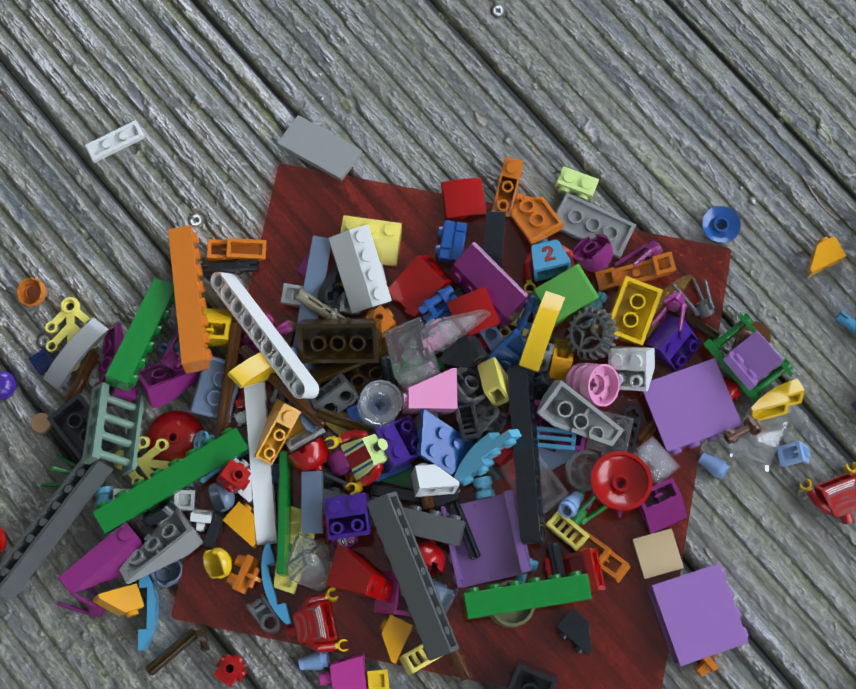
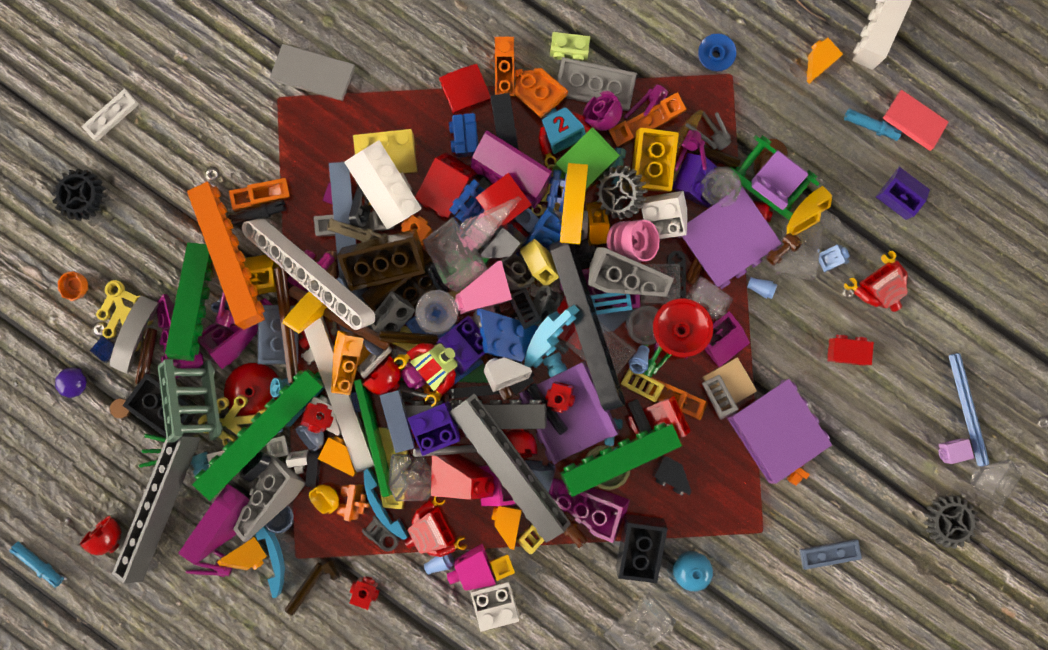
camera: 20 degrees left, 10 degrees up
(49, 218) = (68, 205): none -> black gear
(354, 545) = (448, 450): none -> light grey bar
(474, 517) = (563, 390): none -> red brick
(486, 644) = (594, 508): none -> magenta wedge
(646, 581) = (721, 414): none -> light grey slope
(693, 352) = (721, 186): none -> clear cylinder
(789, 551) = (850, 351): none -> red brick

